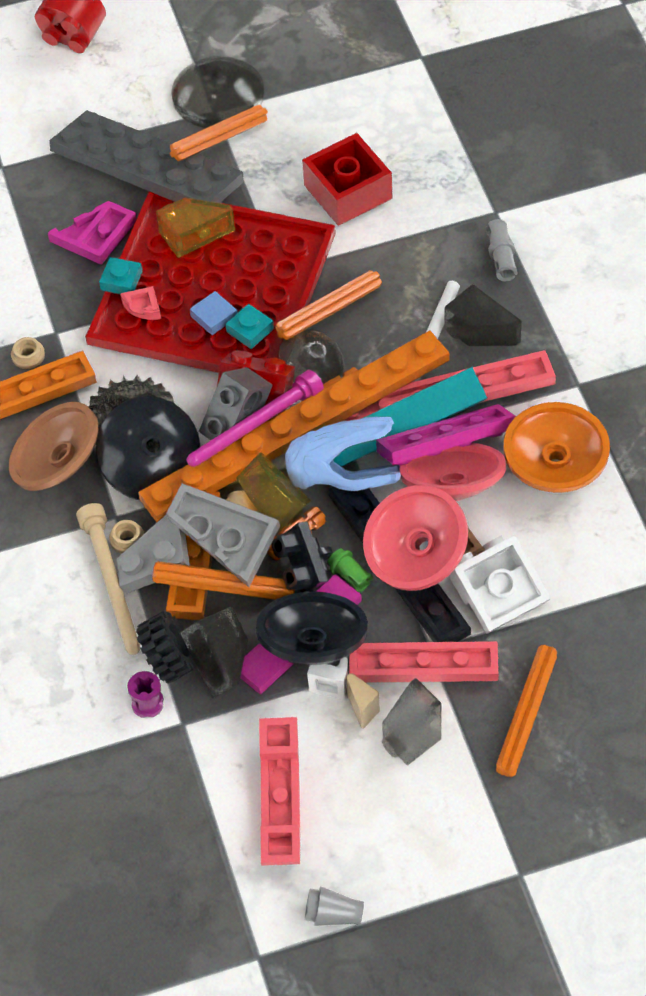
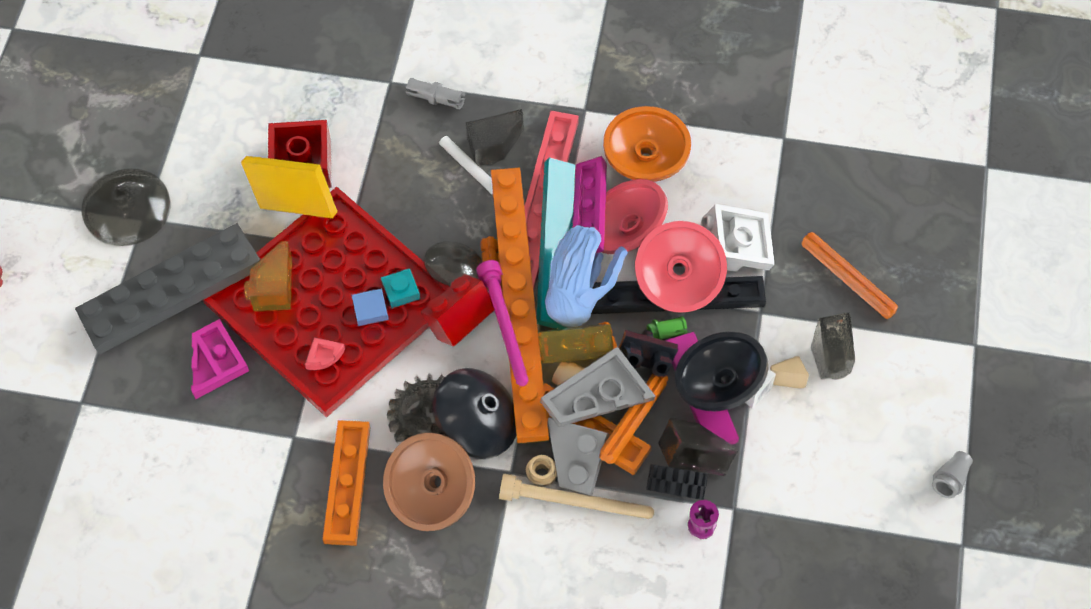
camera: 65 degrees left, 5 degrees up
(24, 347) = (306, 457): tan plate -> none
(120, 276) = (284, 357): teal plate -> none
(218, 133) = (184, 221): orange axle -> none
(235, 398) = (482, 331): dark grey brick -> none
(279, 791) = (840, 468): coral slope -> none
(296, 183) = (289, 186): none -> yellow tile
(328, 305) = (414, 227): orange axle -> none
(425, 662) = (782, 309): coral plate -> none

